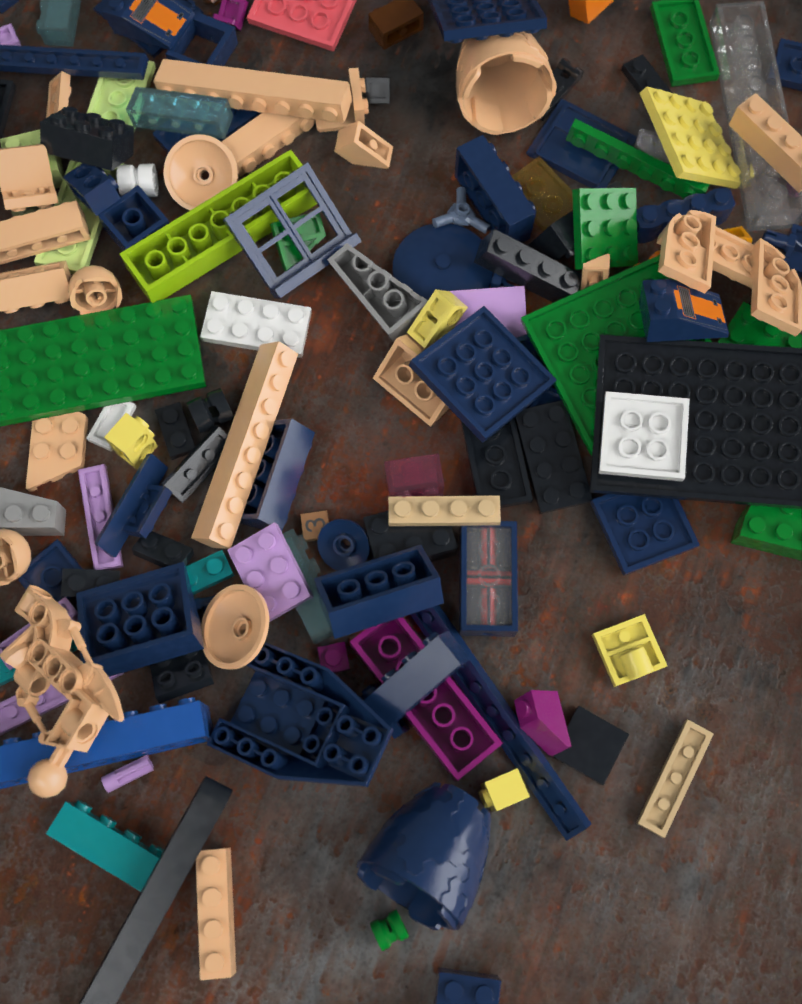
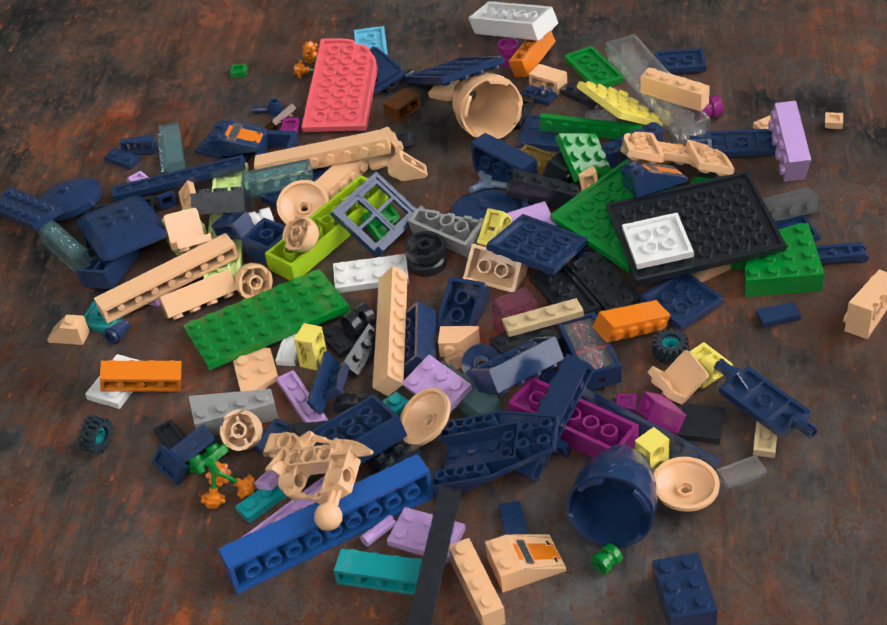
camera: 10 degrees left, 30 degrees down
(29, 94) = (166, 200): none -> dark blue slope
(168, 249) = (300, 234): none -> light nougat cylinder
(171, 789) = (413, 529): none -> lavender plate
(289, 891) = (523, 559): none -> light nougat slope
(297, 820) = (513, 518): none -> dark blue tile
(325, 491) = (457, 339): none -> light nougat slope
(335, 321) = (425, 253): none -> black wheel
(352, 435) = (462, 303): none -> dark blue slope
(507, 675) = (627, 401): none -> magenta tile
(551, 854) = (686, 484): none -> light nougat dish
(560, 554) = (631, 321): none -> orange brick
(588, 669) = (680, 378): none -> light nougat bracket
(595, 69) = (542, 96): none -> dark blue plate
(599, 587) = (669, 338): none -> black bush
(611, 845) = (741, 472): none -> clear tile
(612, 41) = (548, 77): none -> light nougat brick
(683, 757) = (764, 401): none -> dark blue plate
(761, 594) = (778, 314): none -> dark blue tile

